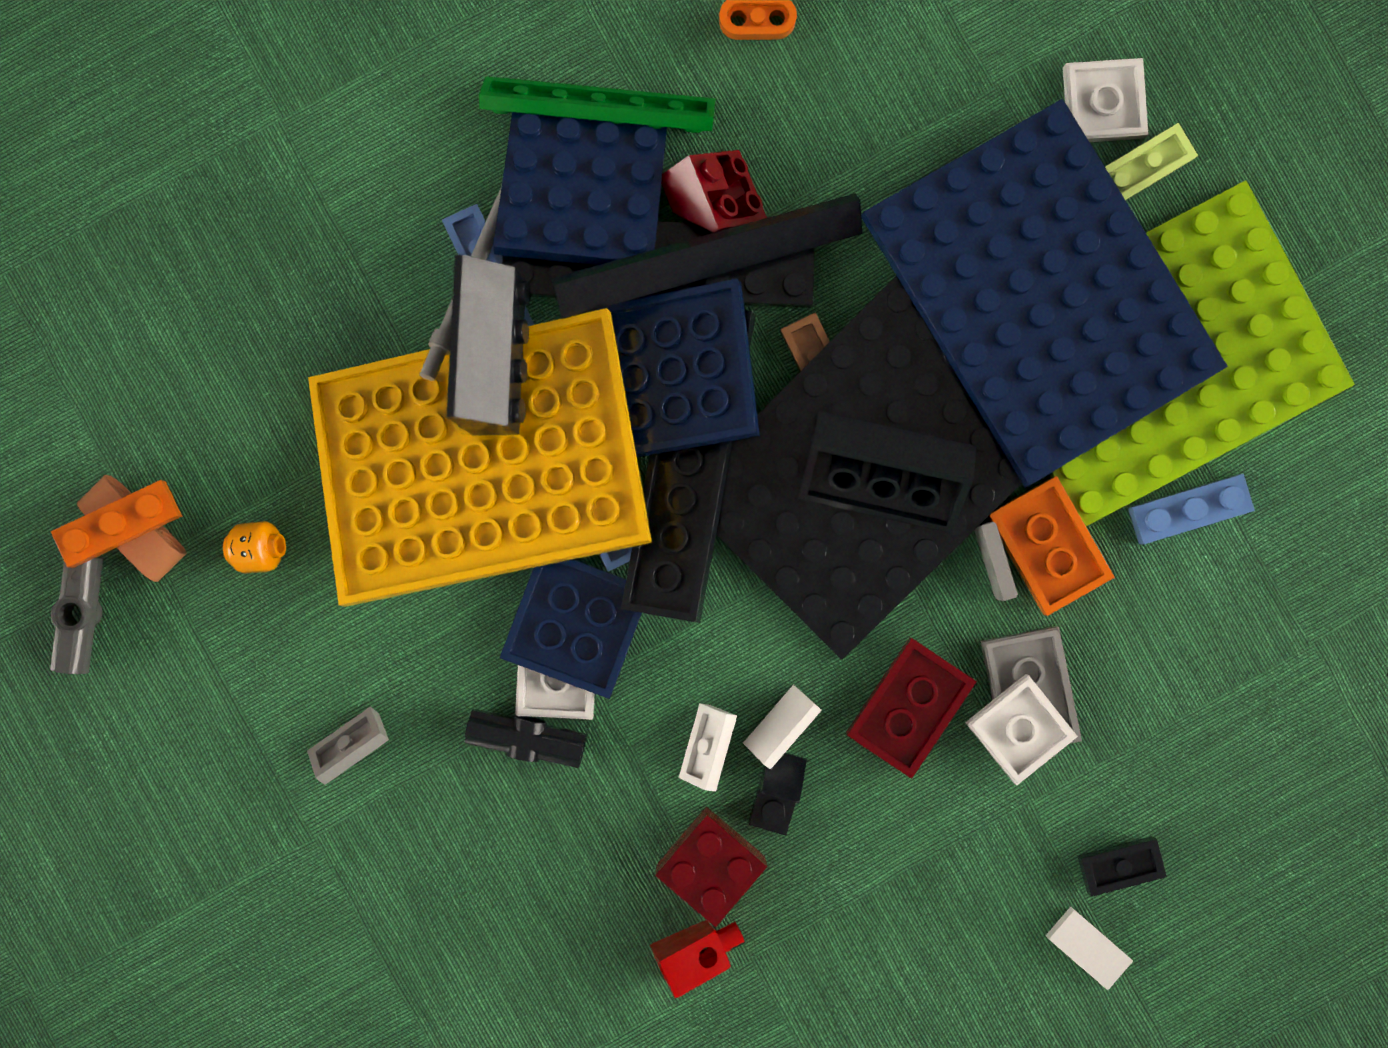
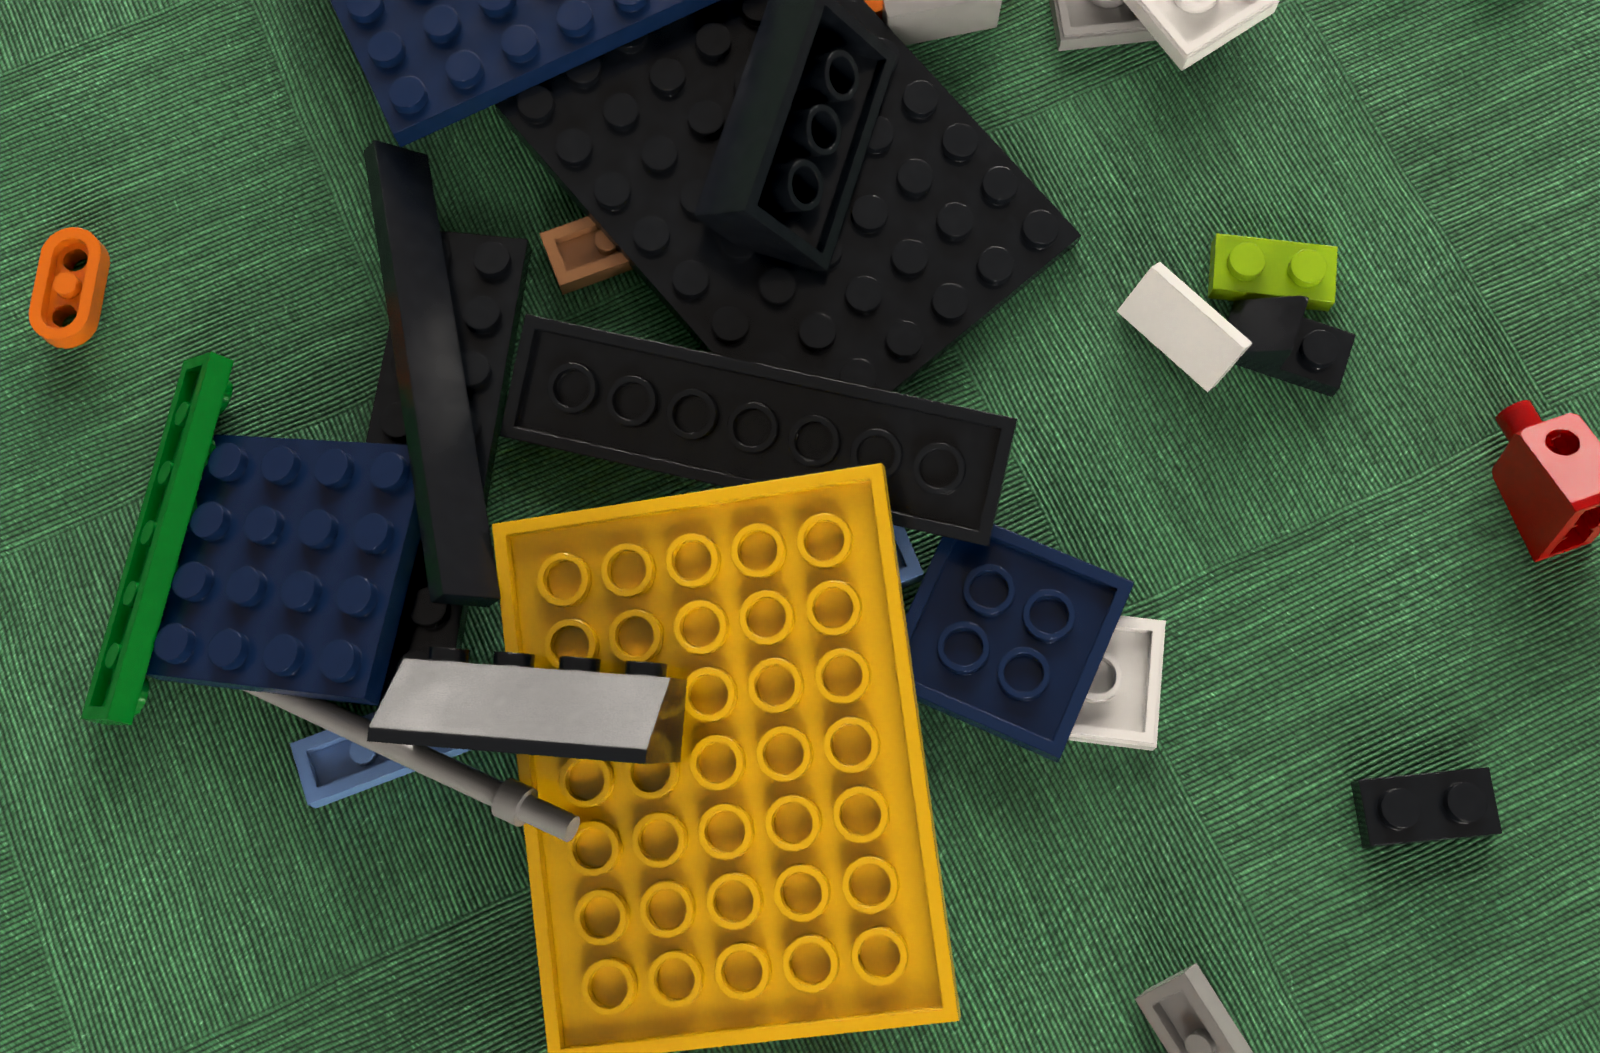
camera: 80 degrees left, 15 degrees down
(492, 874) = (1426, 807): none -> black plate
(525, 738) = (1196, 730): black piece -> none
(686, 367) = (603, 407): dark blue plate -> none
(707, 747) = (1215, 440): white plate -> none
(711, 866) = (1408, 446): dark red brick -> none
(713, 190) = (327, 368): dark red slope -> none
(828, 783) = (1272, 268): none -> lime plate
(910, 707) = (1157, 144): dark red plate -> none

